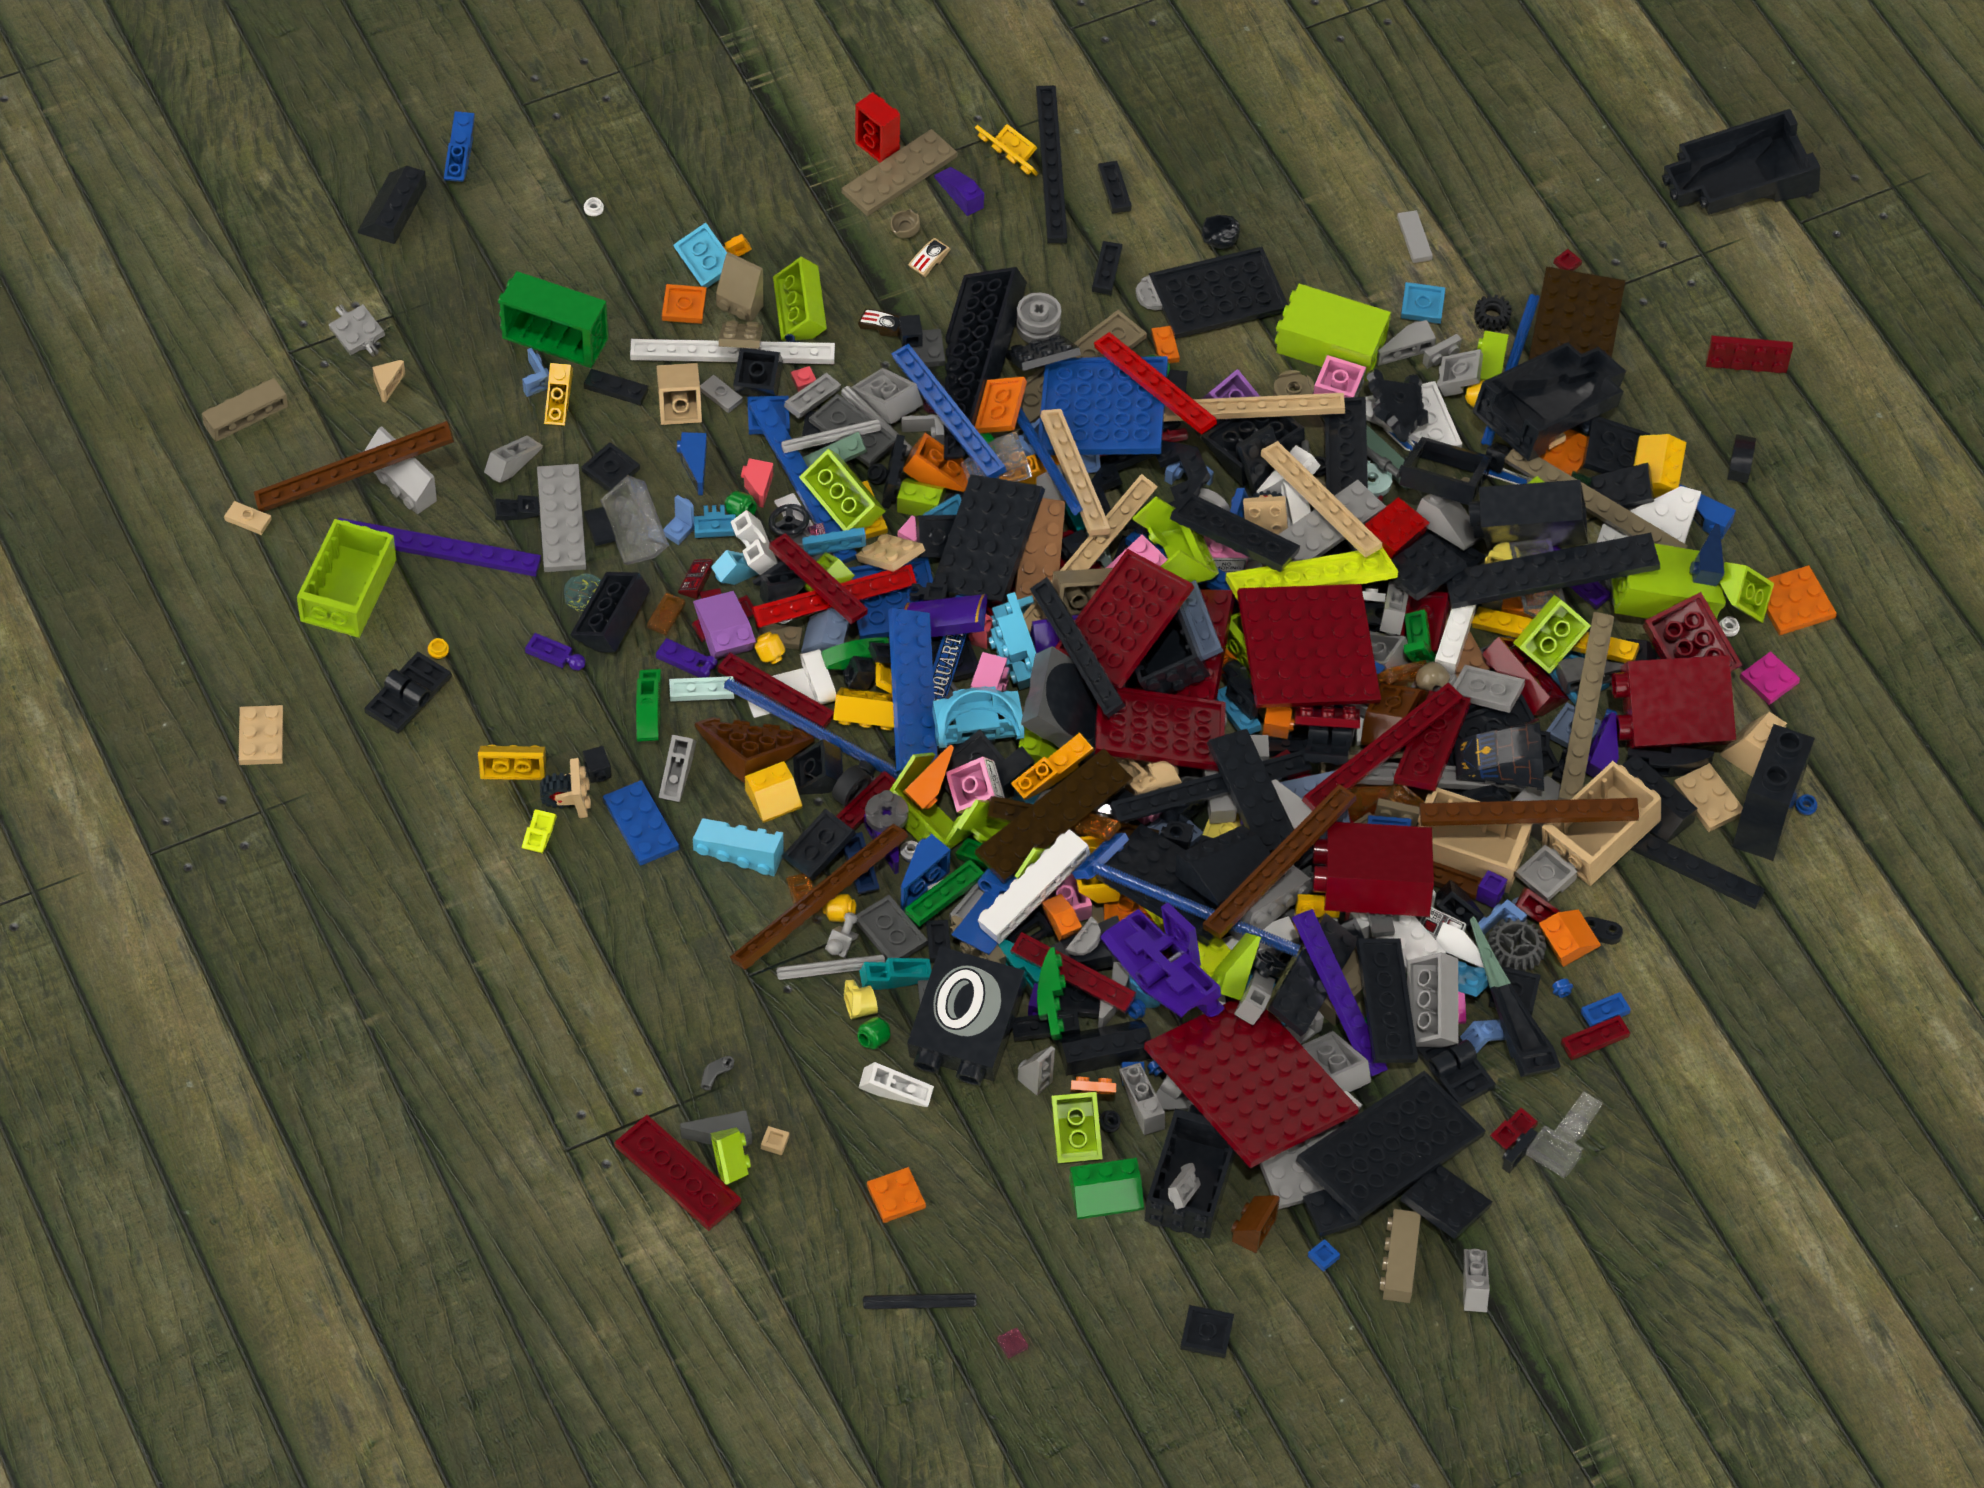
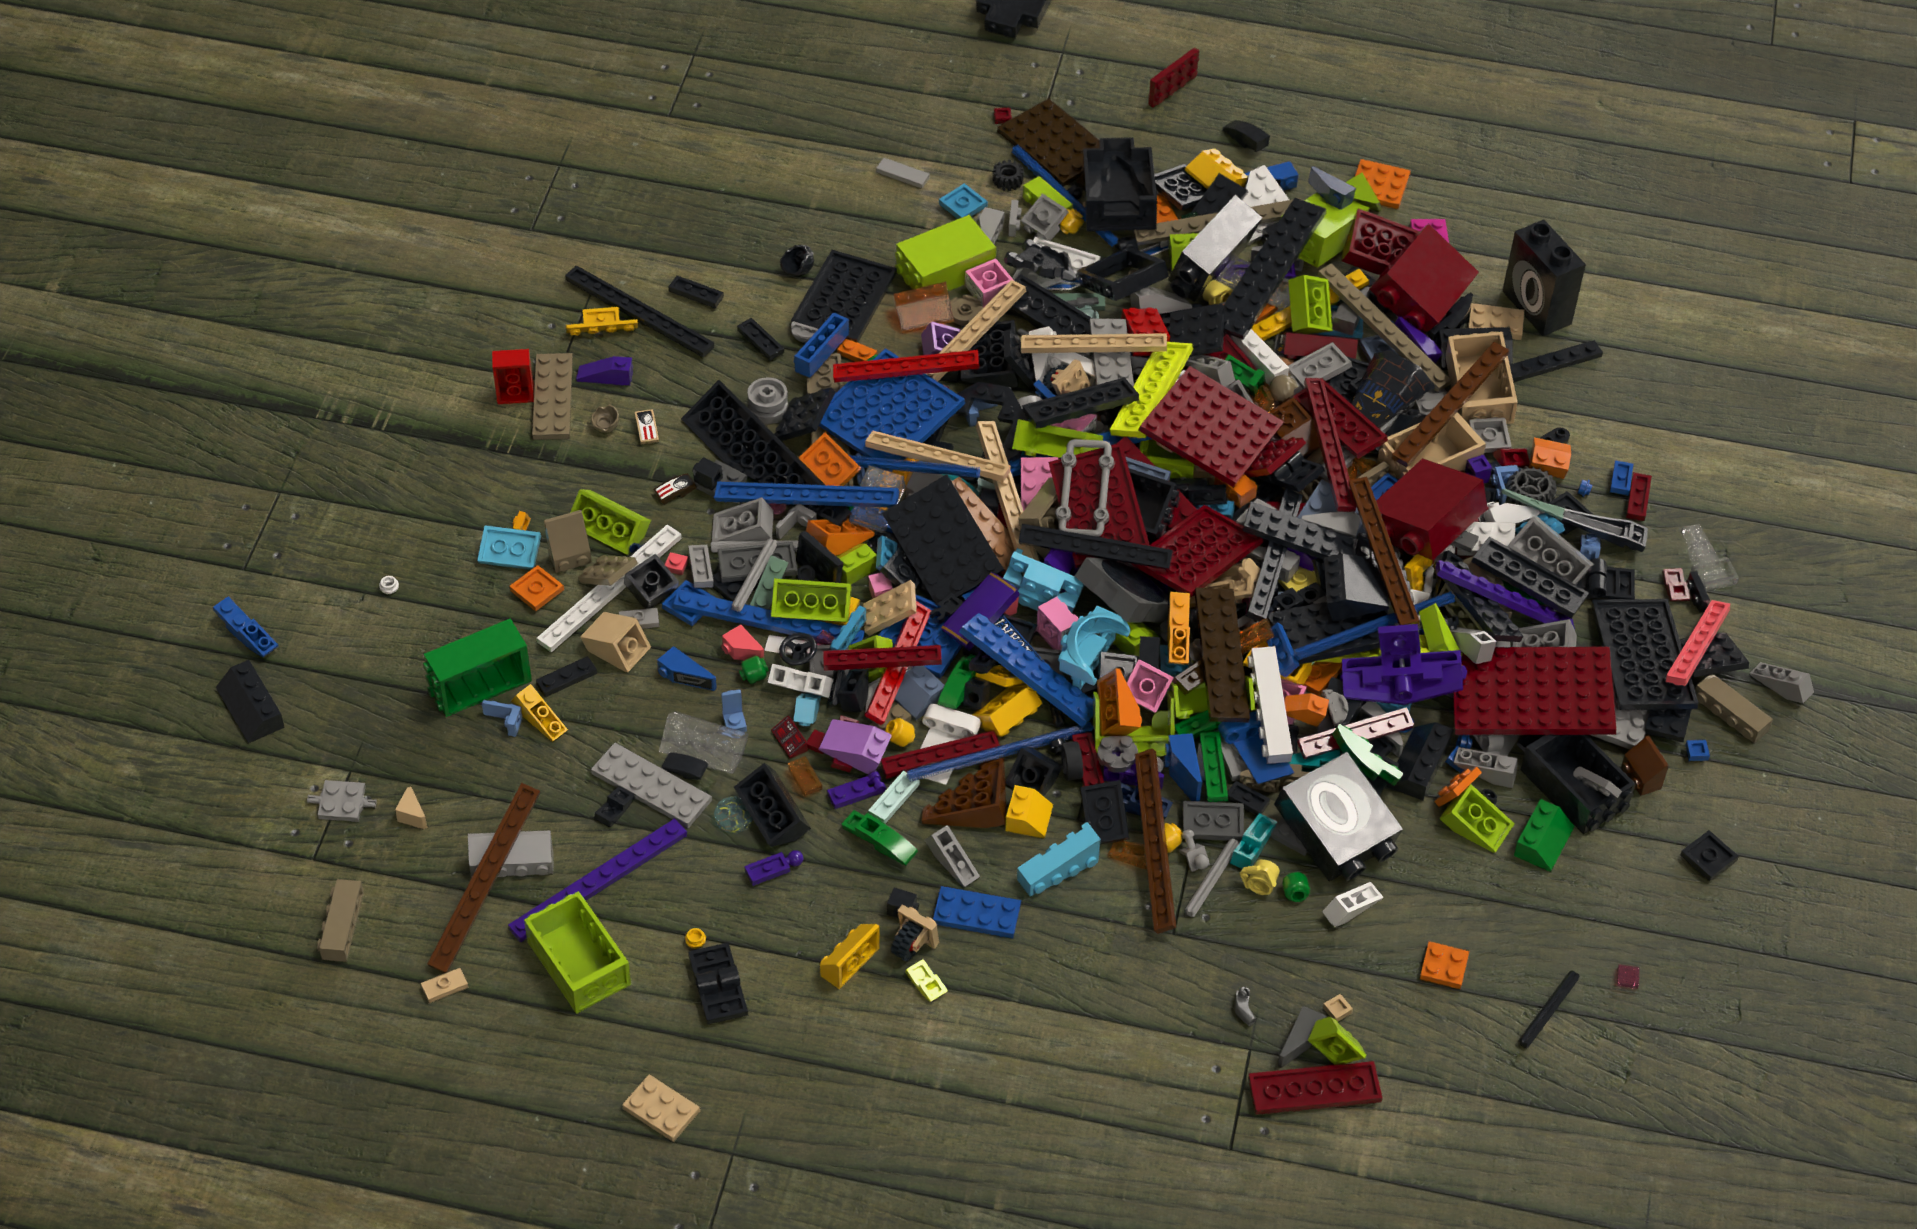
camera: 50 degrees left, 5 degrees down
(510, 458) = (568, 779): light grey slope -> none
(610, 466) = (638, 725): black plate -> none
(714, 523) = (754, 694): dark azure hinge -> none
(1037, 1071) = (1416, 807): light grey slope -> none
(1131, 311) = (821, 345): none -> blue brick
(1139, 561) = (1069, 461): none -> light grey bar
(1259, 355) = (922, 305): none -> clear orange slope
(1441, 1179) = (1698, 643): none -> coral plate
(1750, 743) = (1490, 263): tan slope -> none

